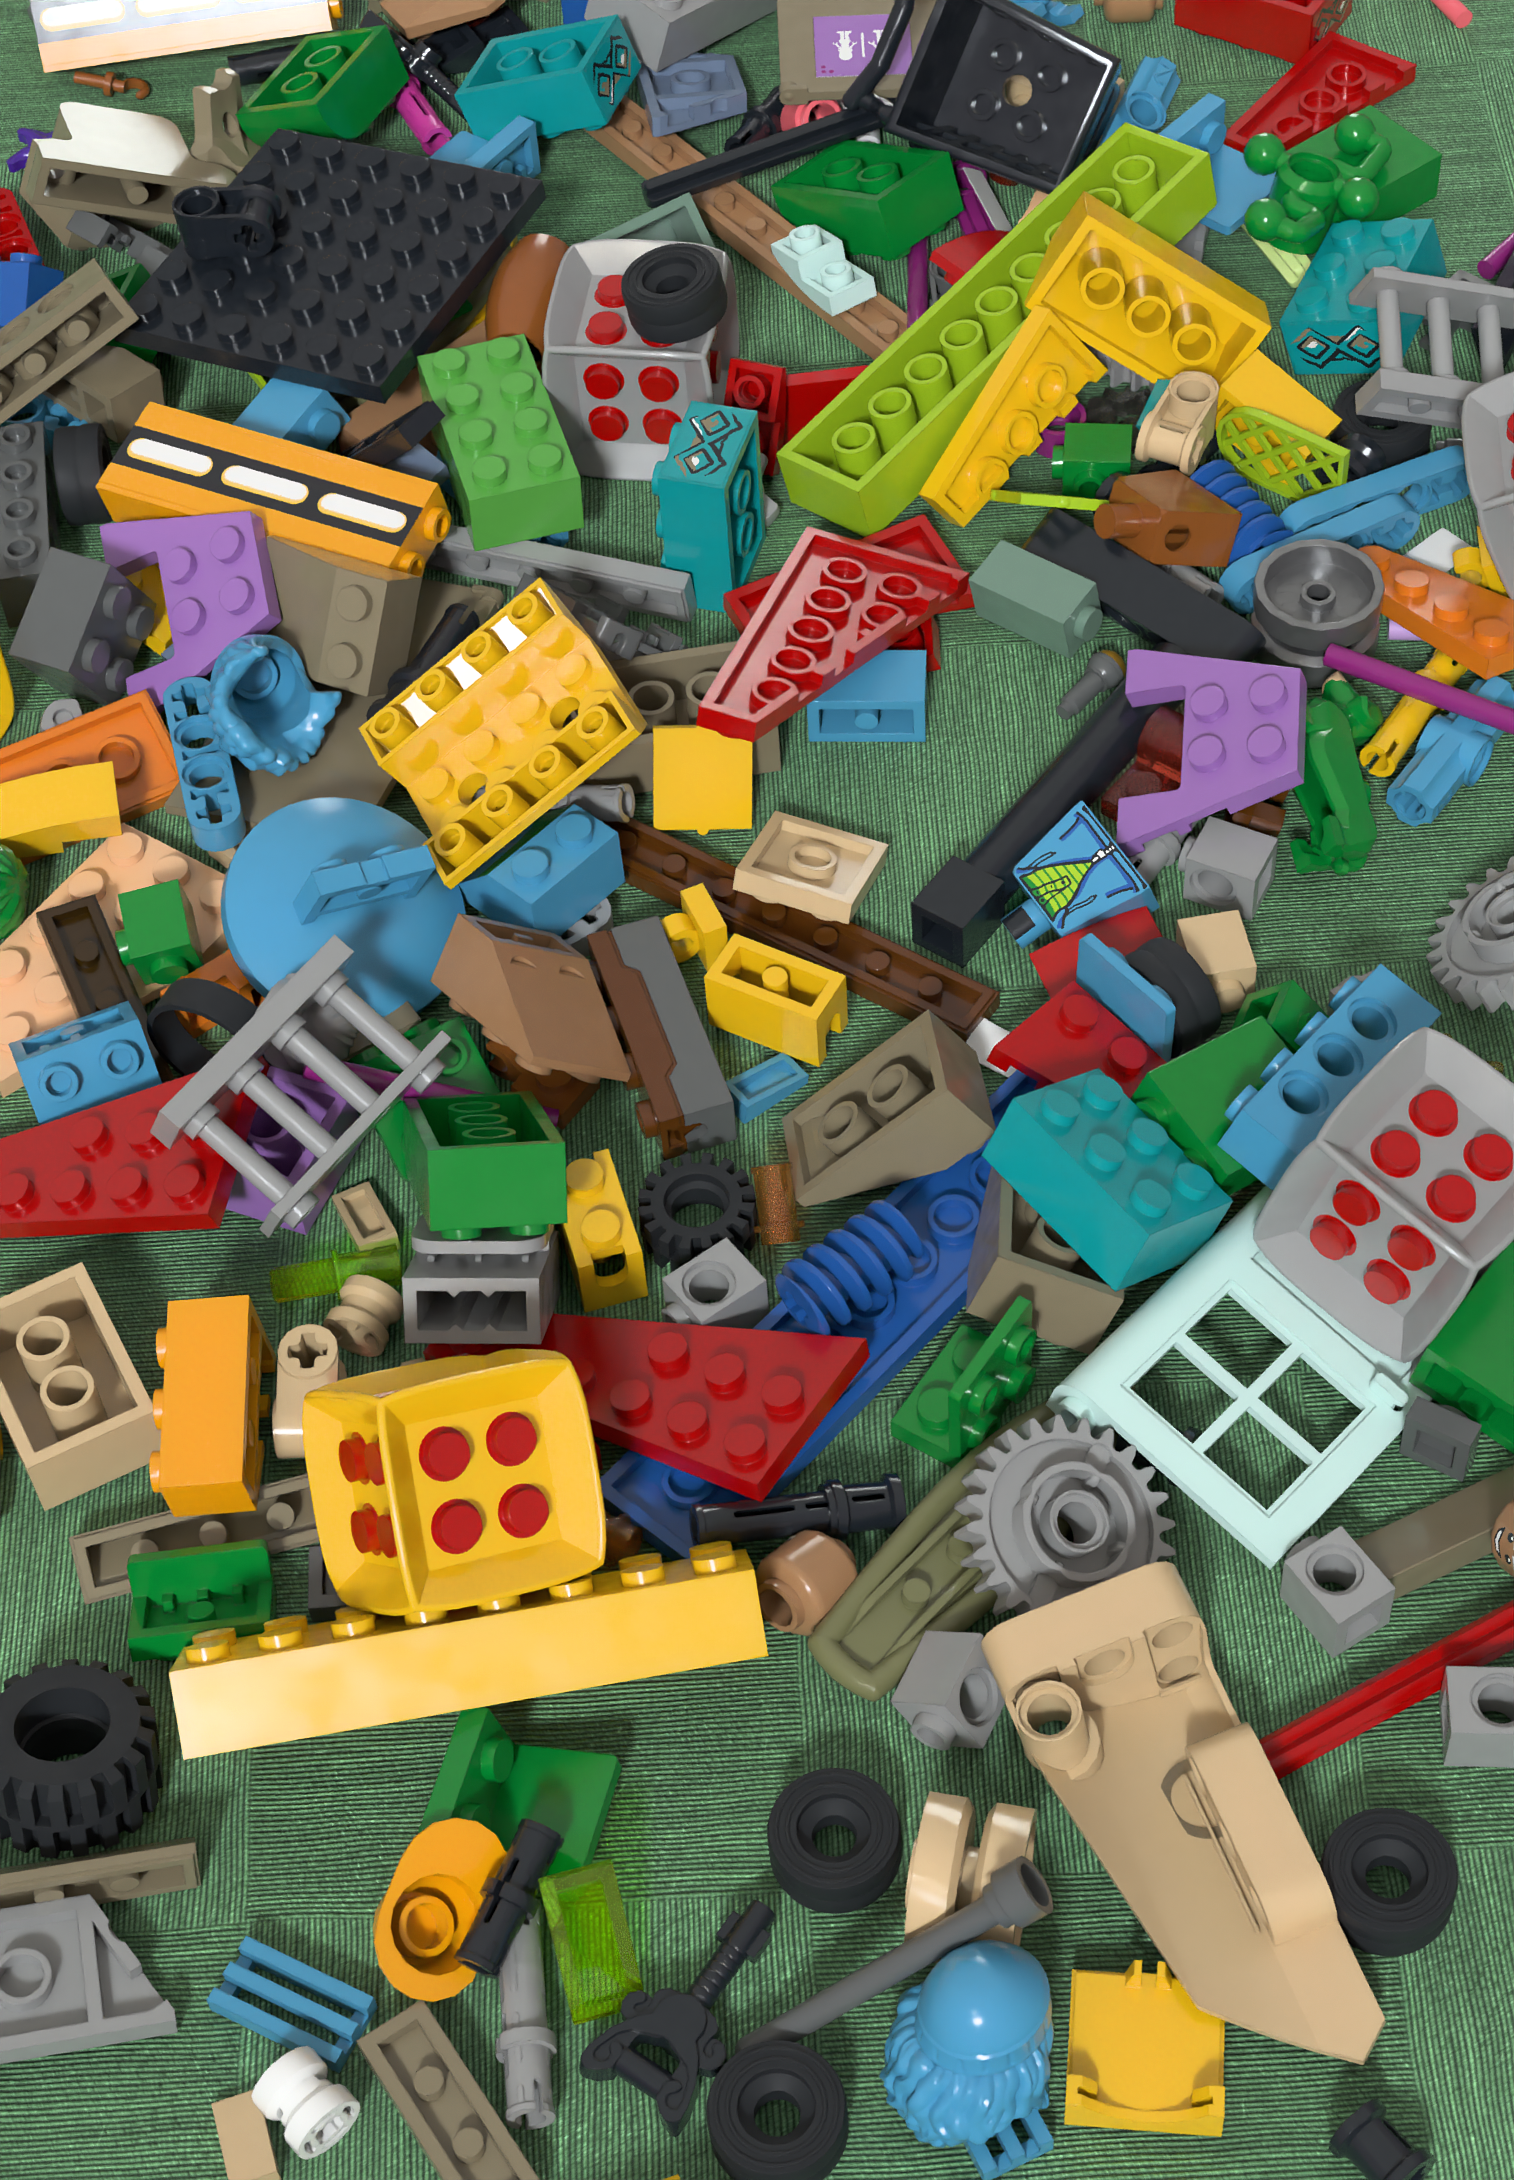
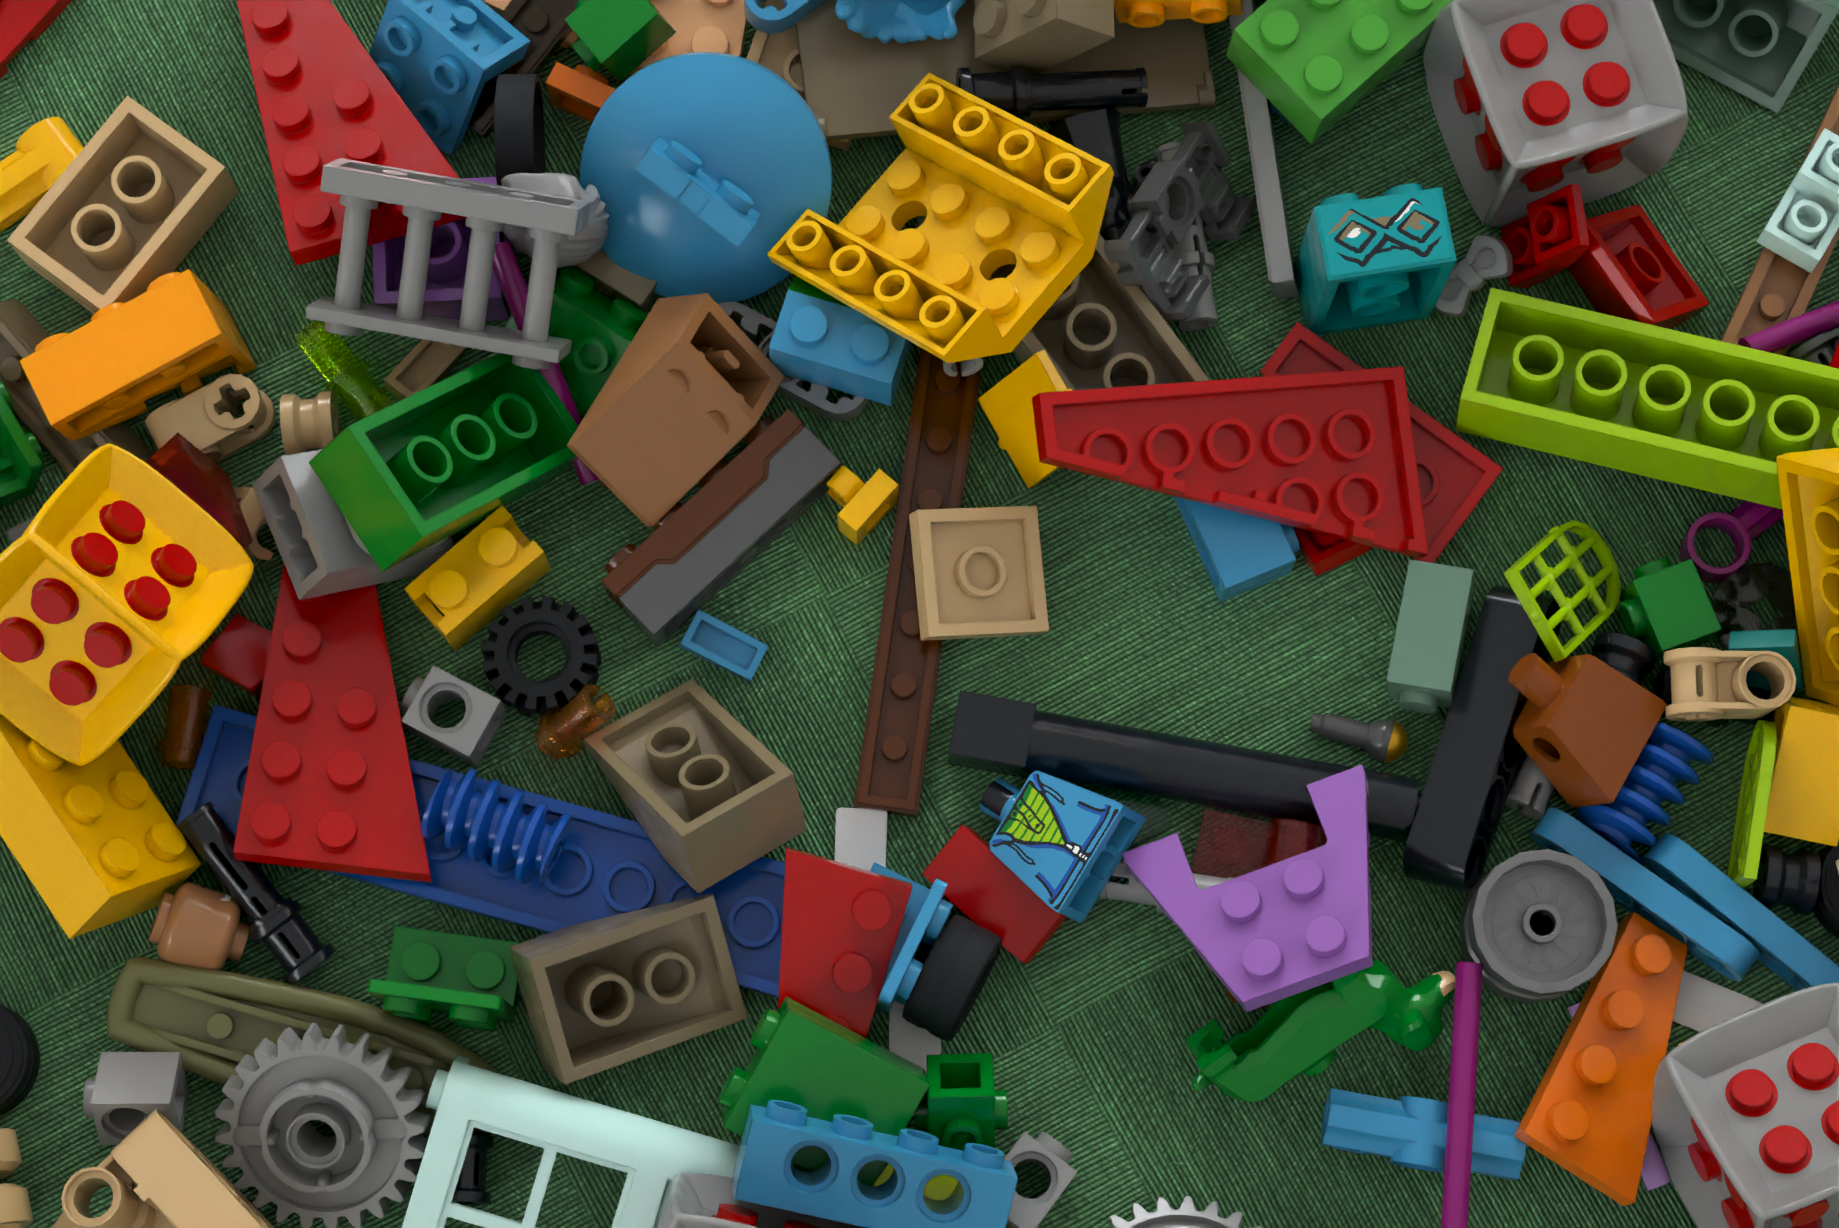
camera: 60 degrees right, 25 degrees up
(674, 293) = (1581, 62): black tyre -> none
(775, 999) = (796, 615): yellow brick -> none
(1021, 398) = (1661, 498): yellow wing -> none
(1106, 1178) = (679, 1017): teal brick -> none
(1223, 953) = (1032, 1005): tan brick -> none
(1228, 867) = (1161, 970): light grey brick -> none
(1408, 719) = (1430, 1071): yellow pin -> none

